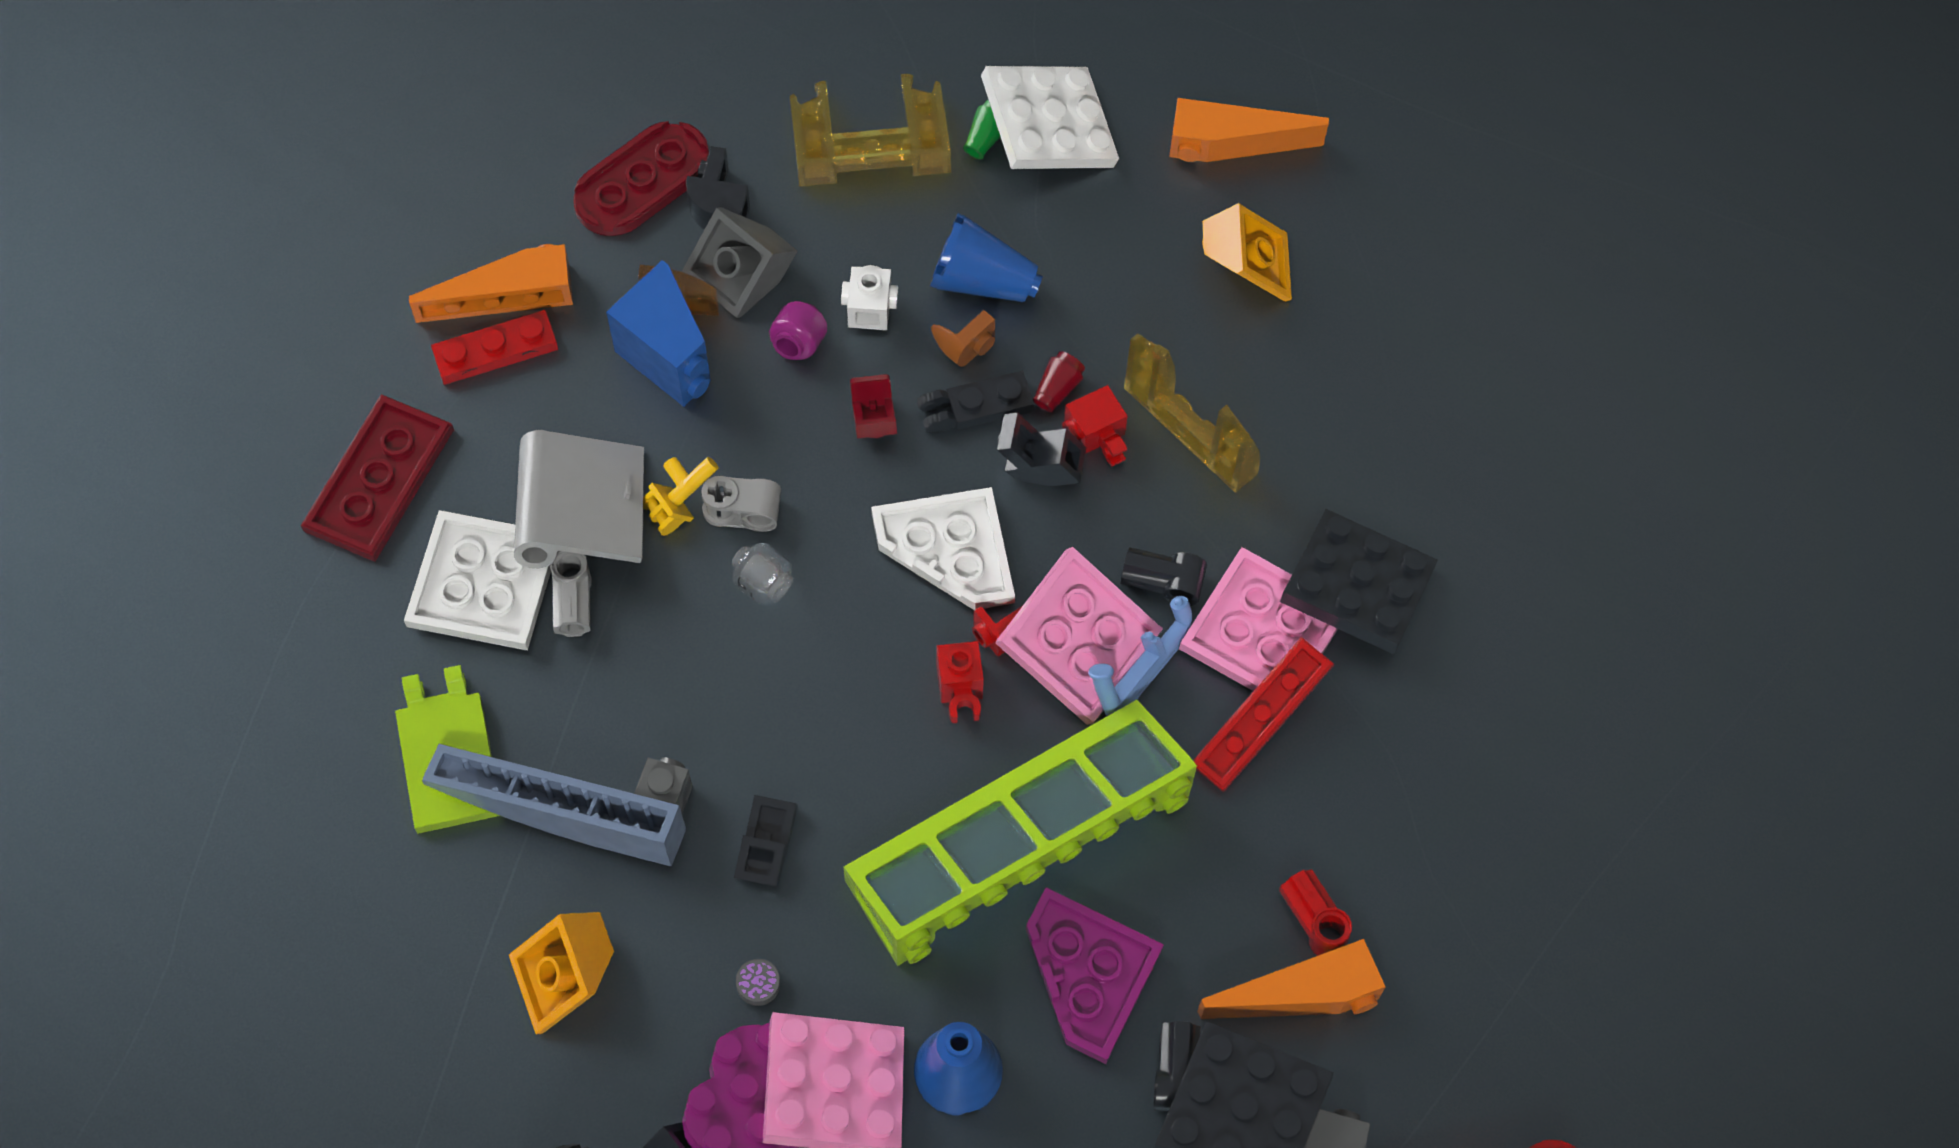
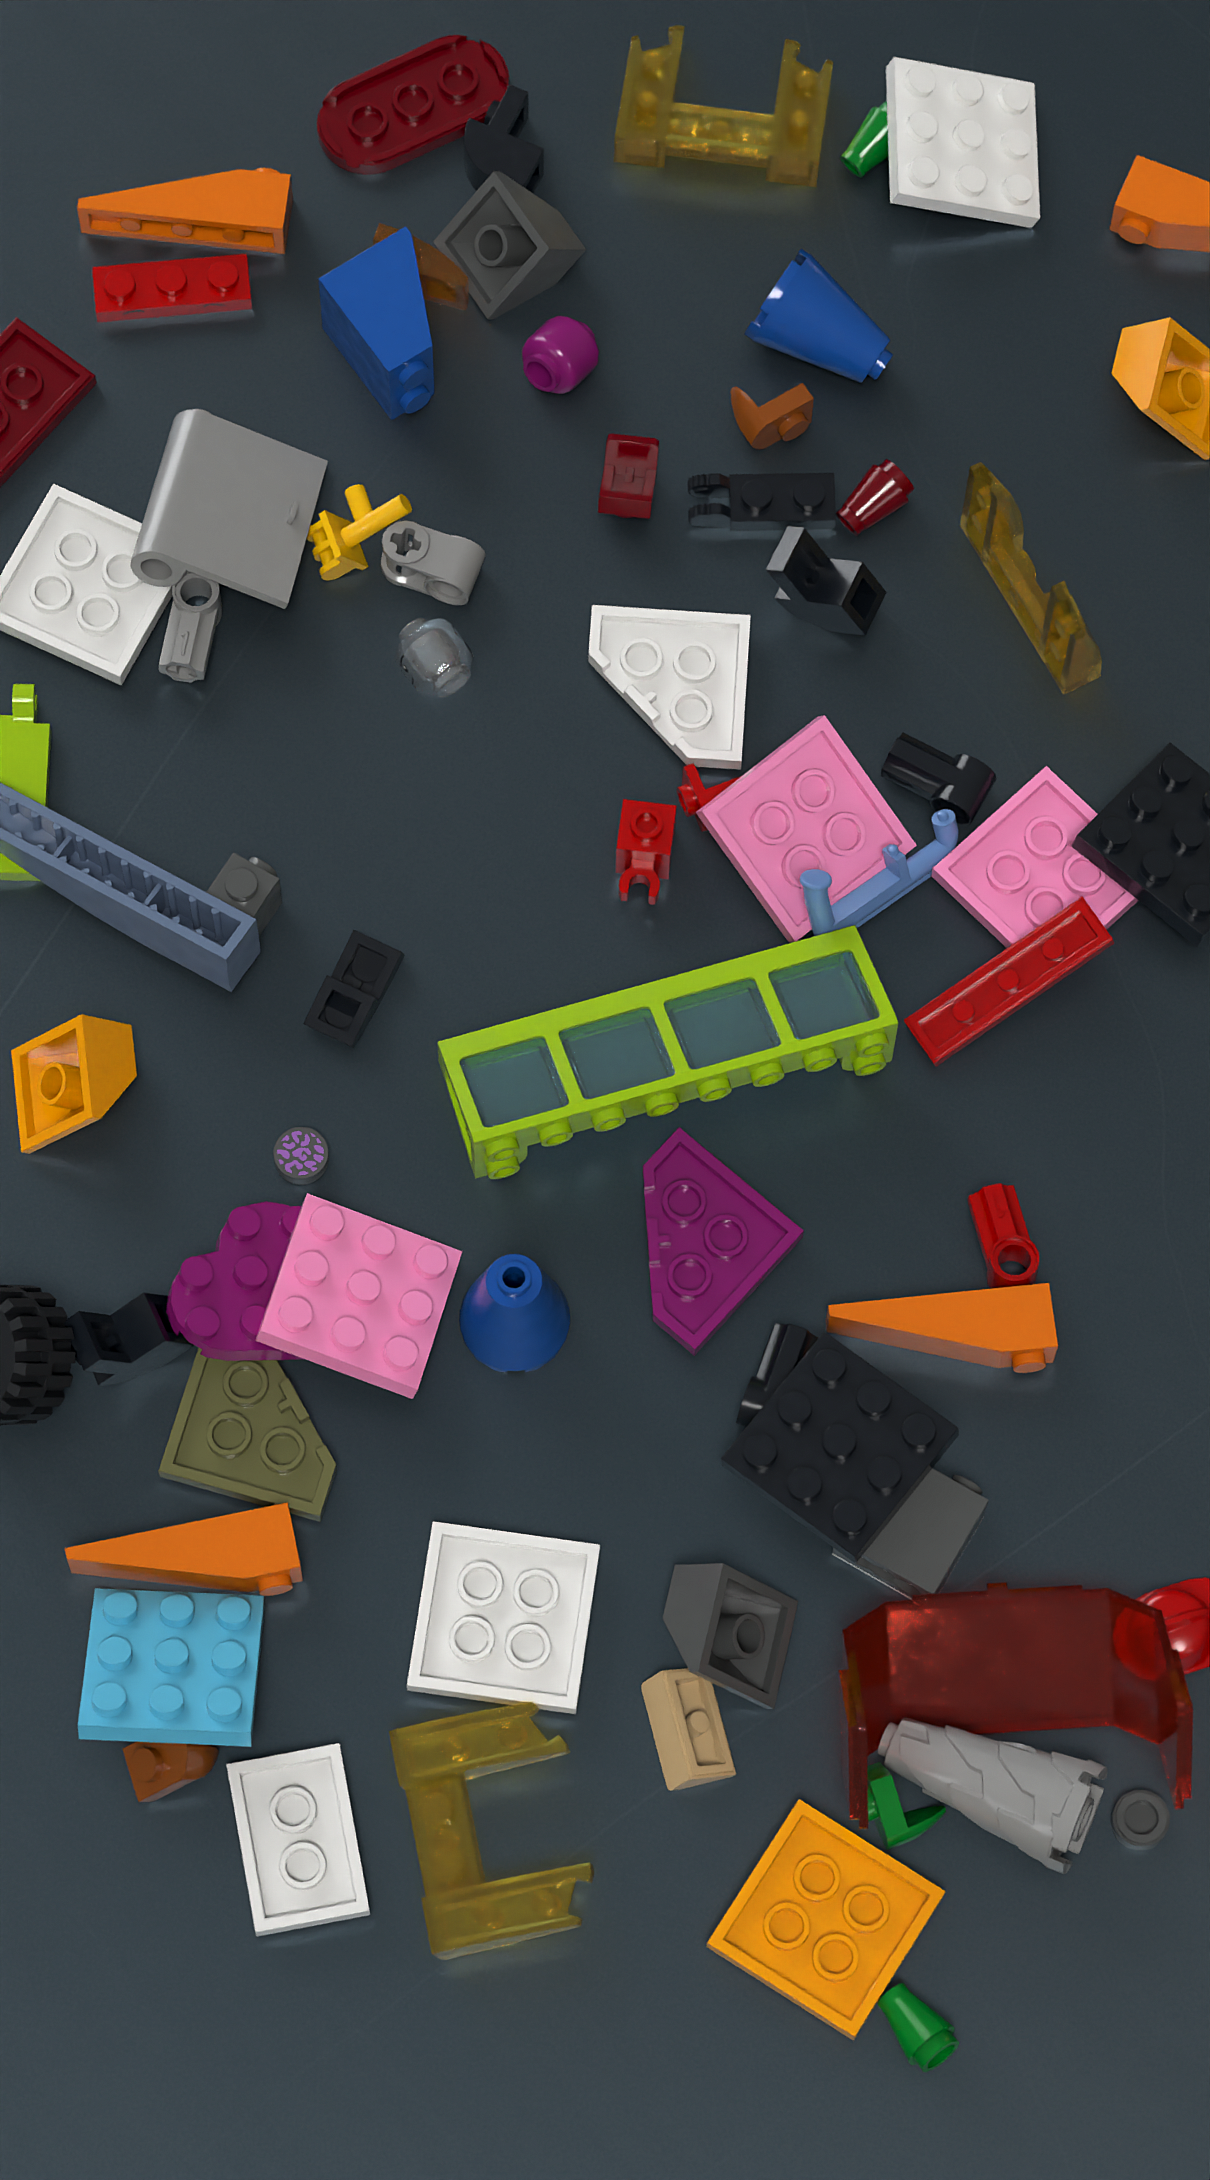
camera: 15 degrees right, 5 degrees up
(869, 297) = (661, 332): white brick -> none
(1098, 422) = (909, 563): red brick -> none

